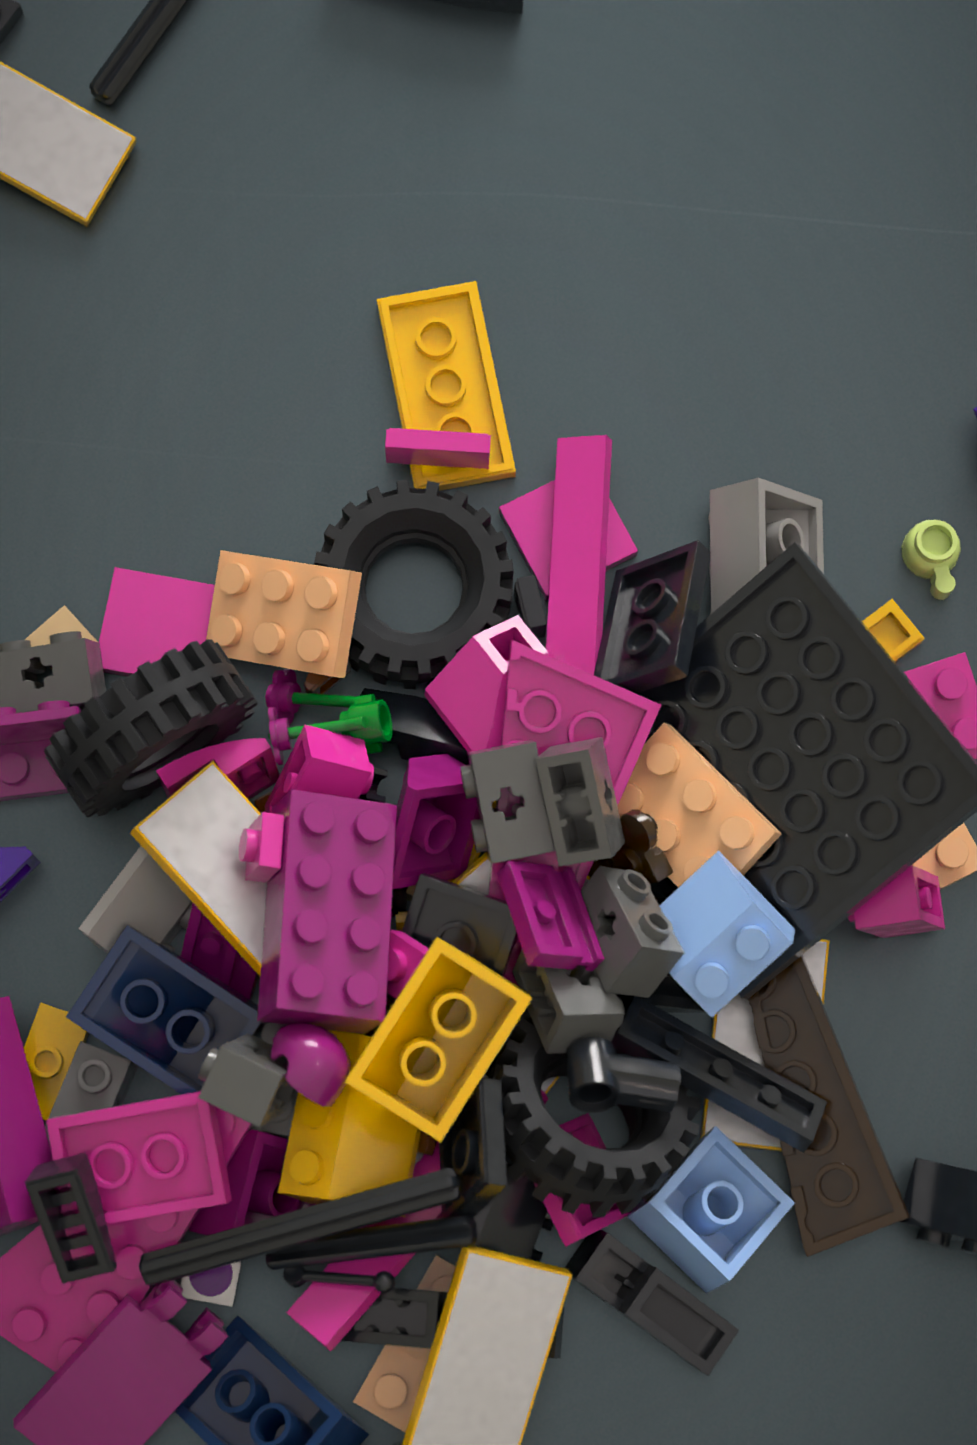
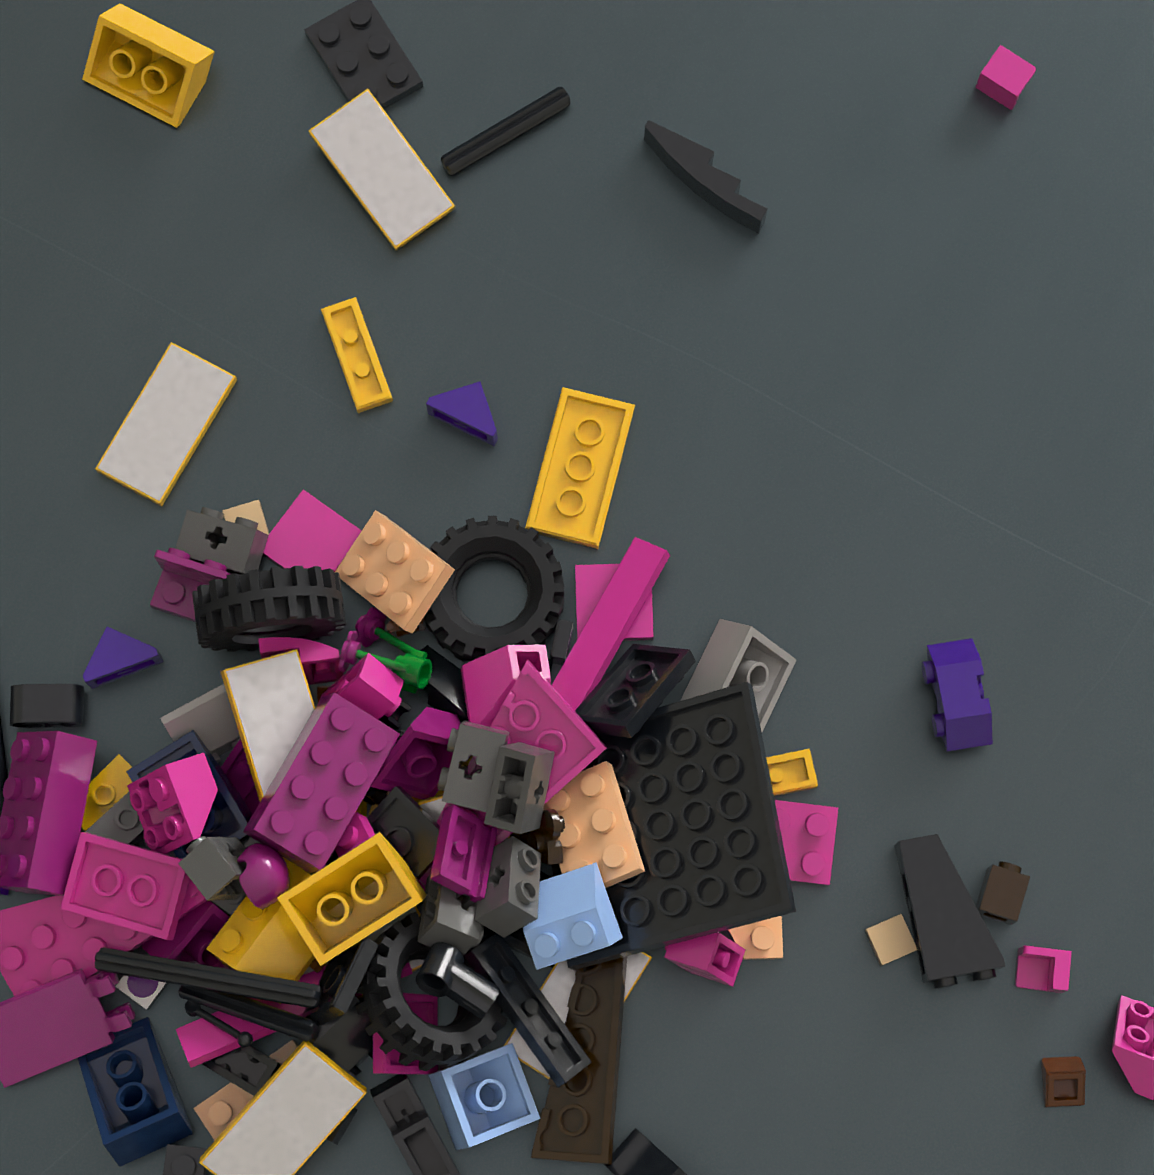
camera: 30 degrees right, 0 degrees up
(83, 1190) = (81, 887): black slope -> none
(100, 373) = (356, 355): none -> yellow tile
(150, 1026) = (174, 802): none -> dark pink slope
(262, 847) = (299, 720): dark pink plate -> none
(273, 380) = (465, 410): none -> dark purple slope
(437, 448) = (550, 507): dark pink tile -> none
(931, 553) = (853, 730): yellowish green piece -> none

